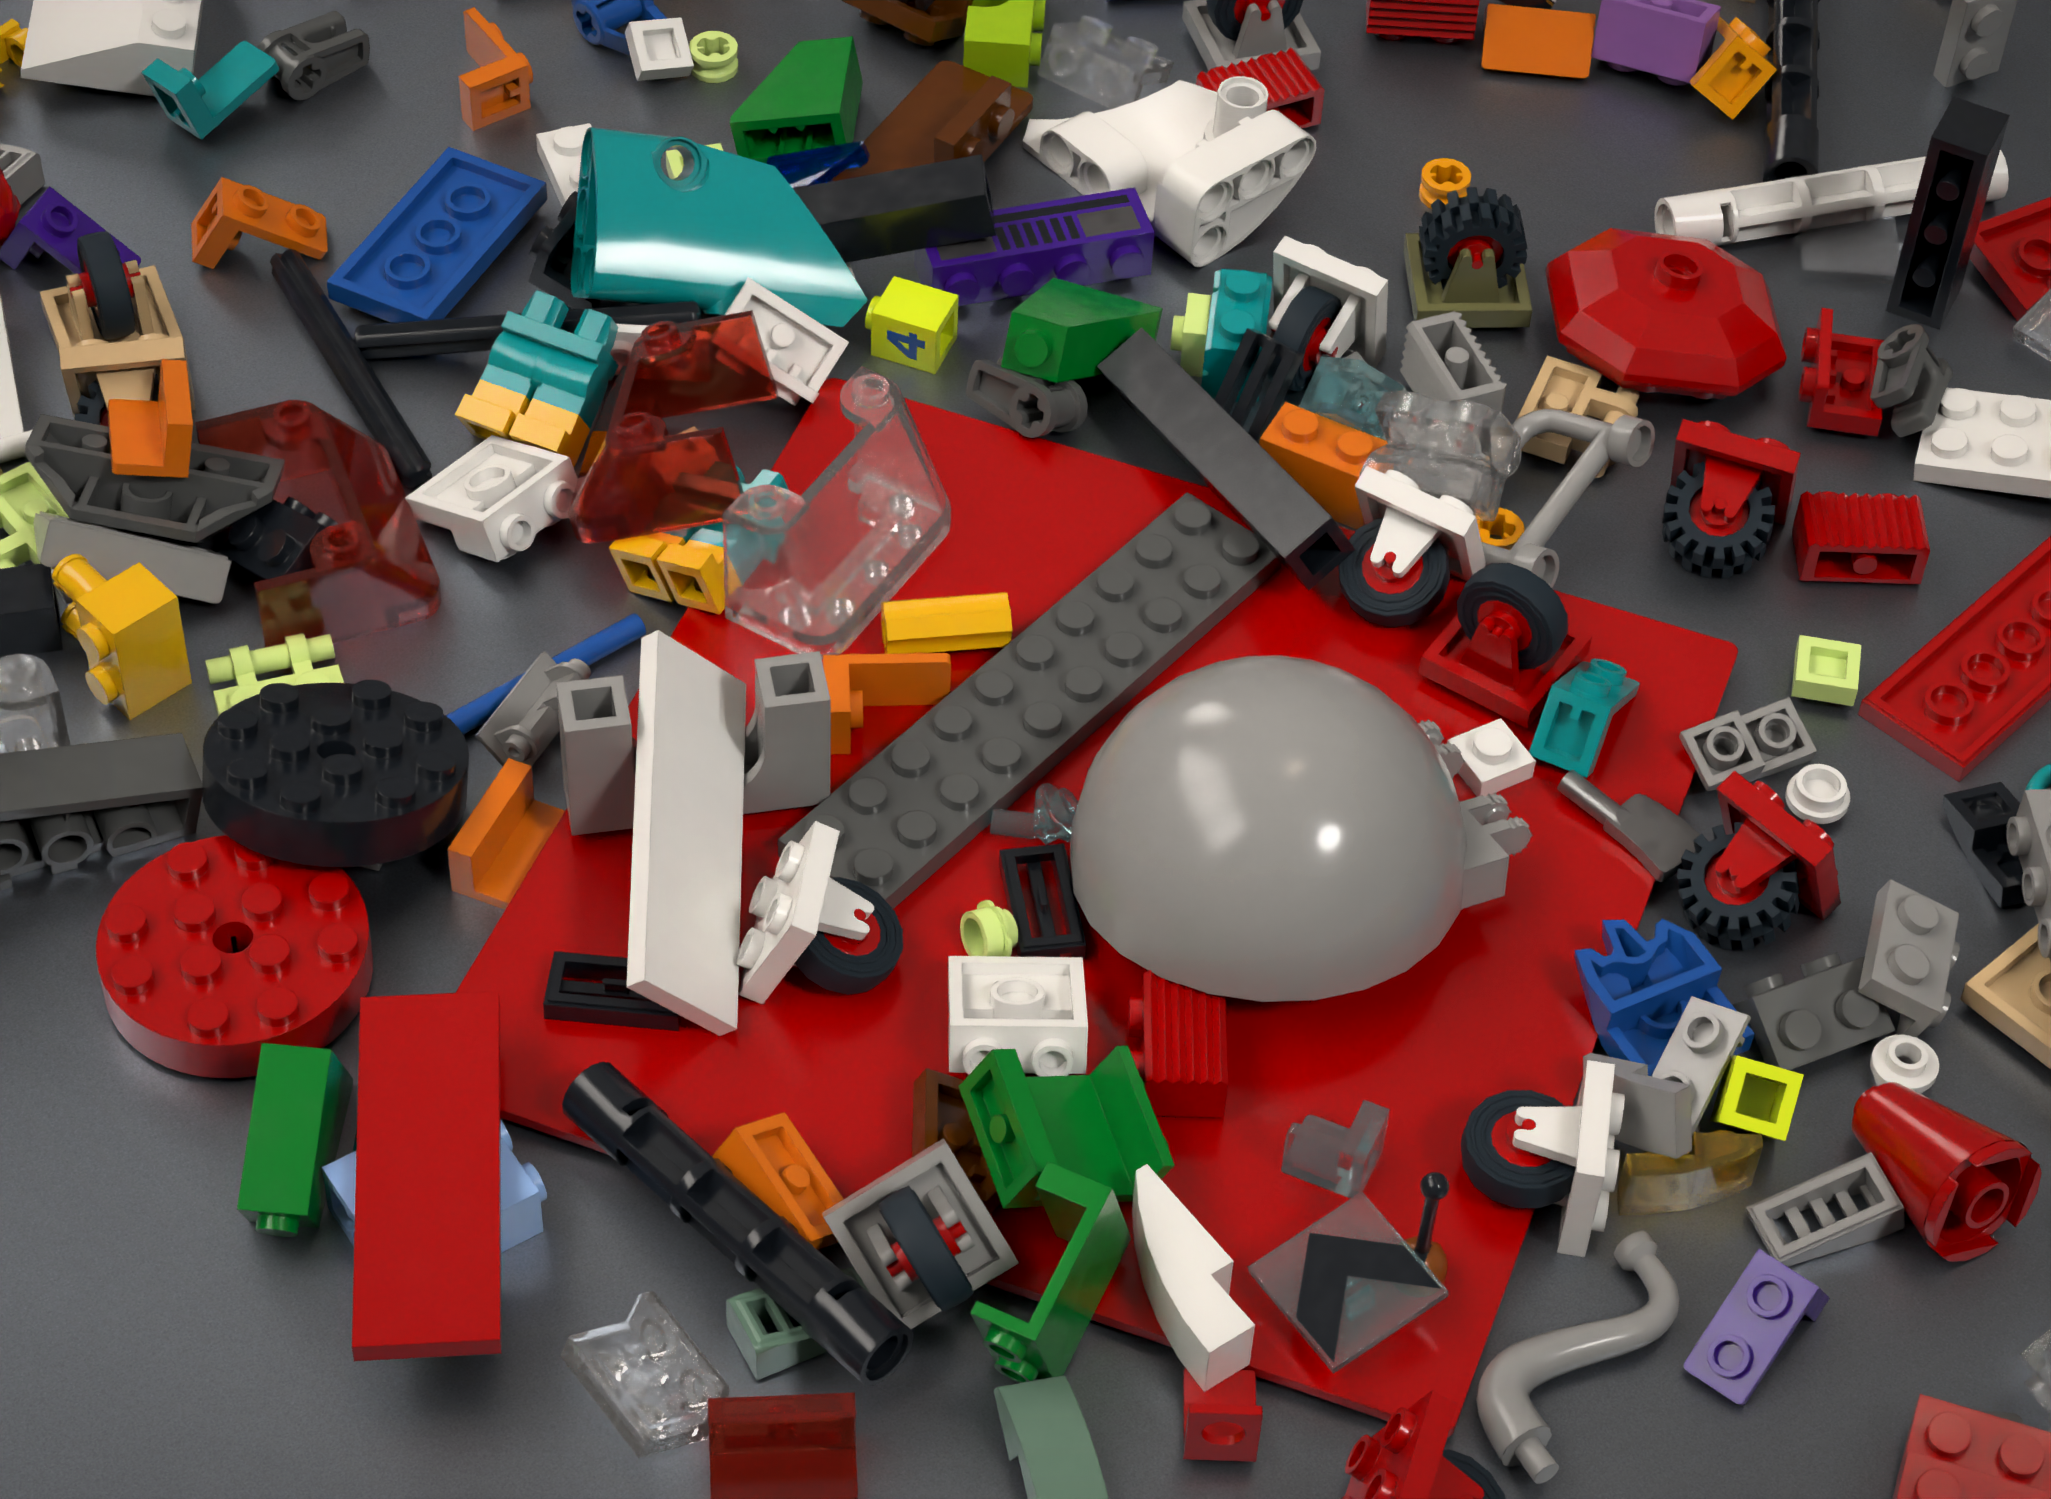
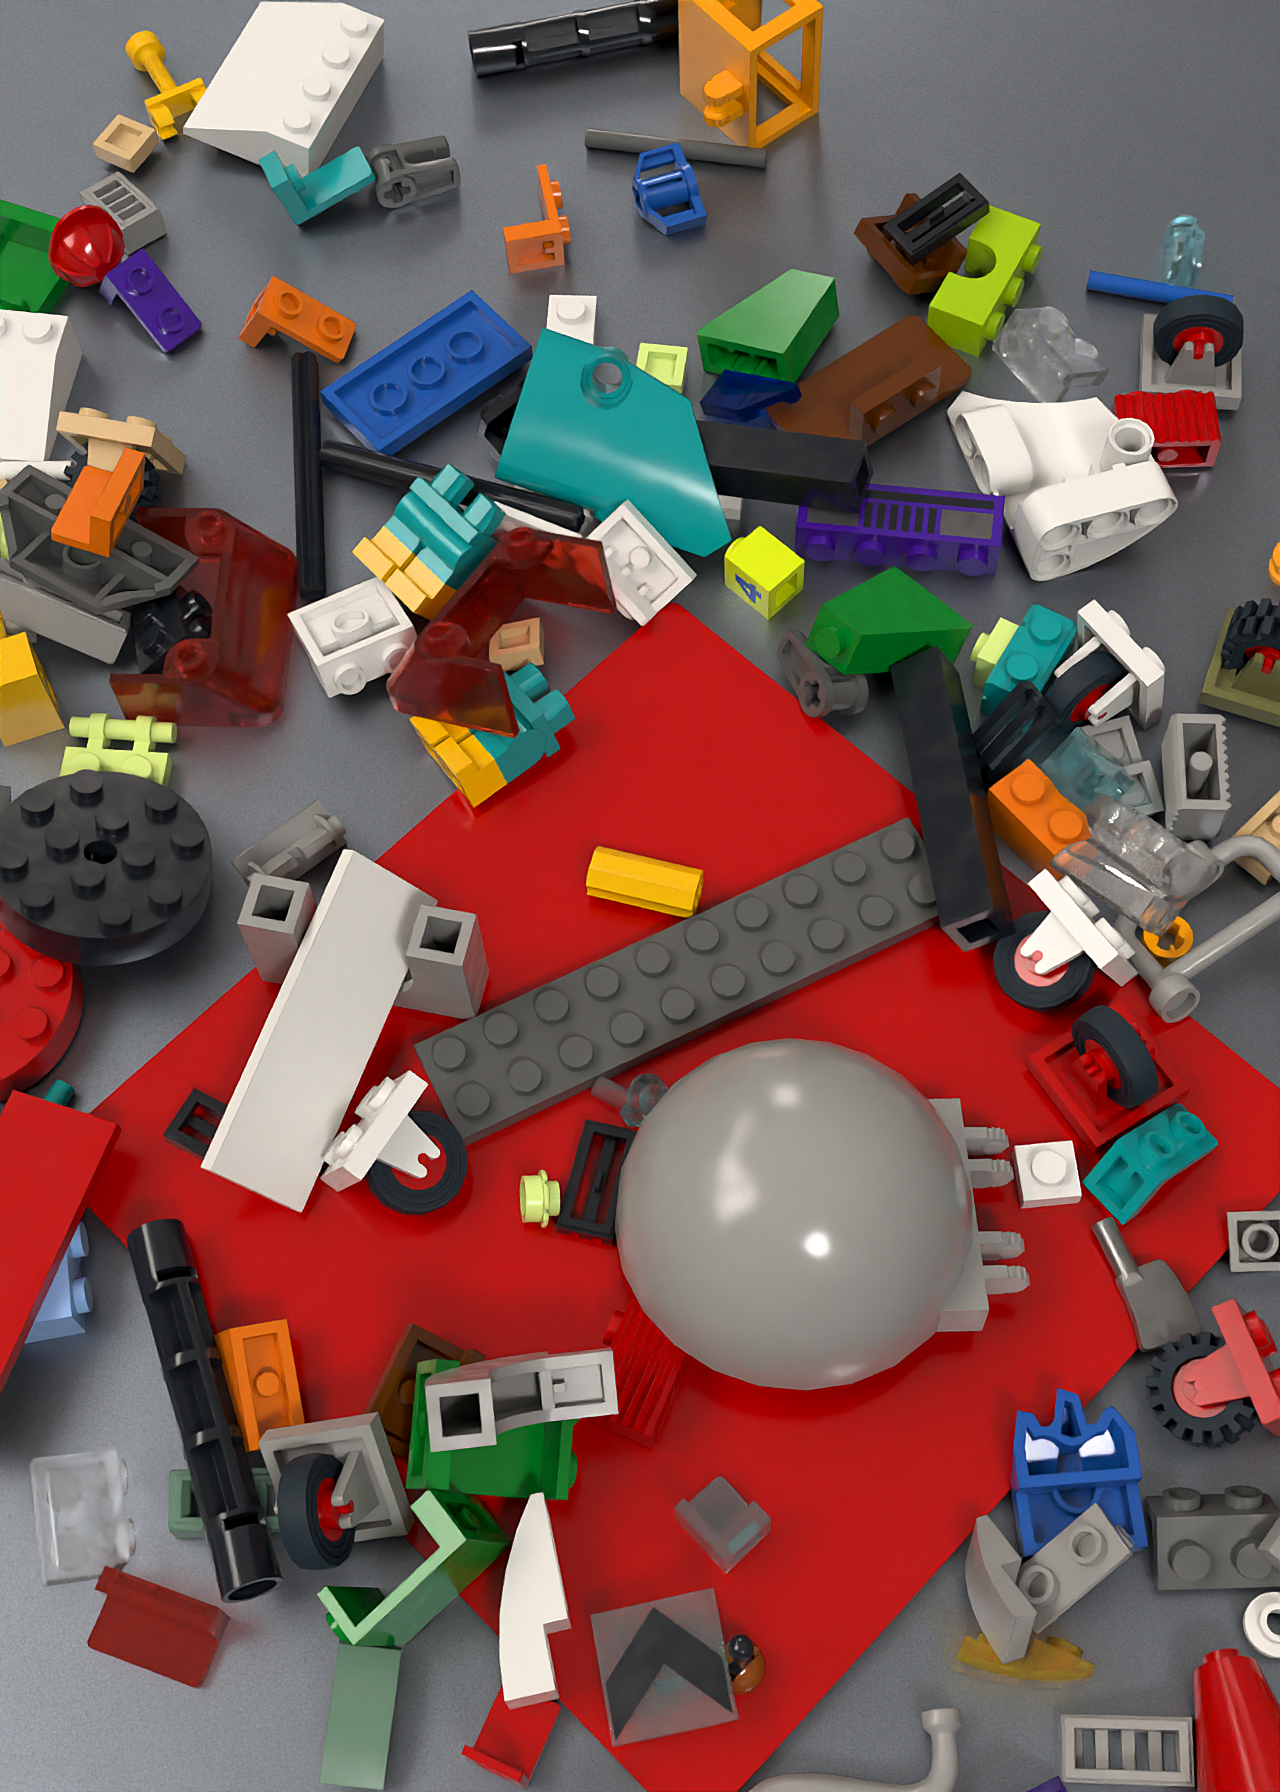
camera: 30 degrees right, 15 degrees up
(107, 298) = (149, 373): plate -> none
(501, 838) = (207, 962): orange panel -> none
(589, 651) = (341, 808): blue bar -> none
(659, 49) = (683, 240): white plate -> none
(714, 56) = (733, 247): yellowish green bush -> none
(824, 561) = (599, 775): clear windscreen -> none
(880, 681) = (542, 911): orange bracket -> none
(1020, 1006) = (517, 1289): white plate -> none
(1080, 1063) = (496, 1395): none -> light grey arch
(1541, 1153) = (886, 1603): plate -> none
(1757, 1098) = (1113, 1622): neon yellow brick -> none

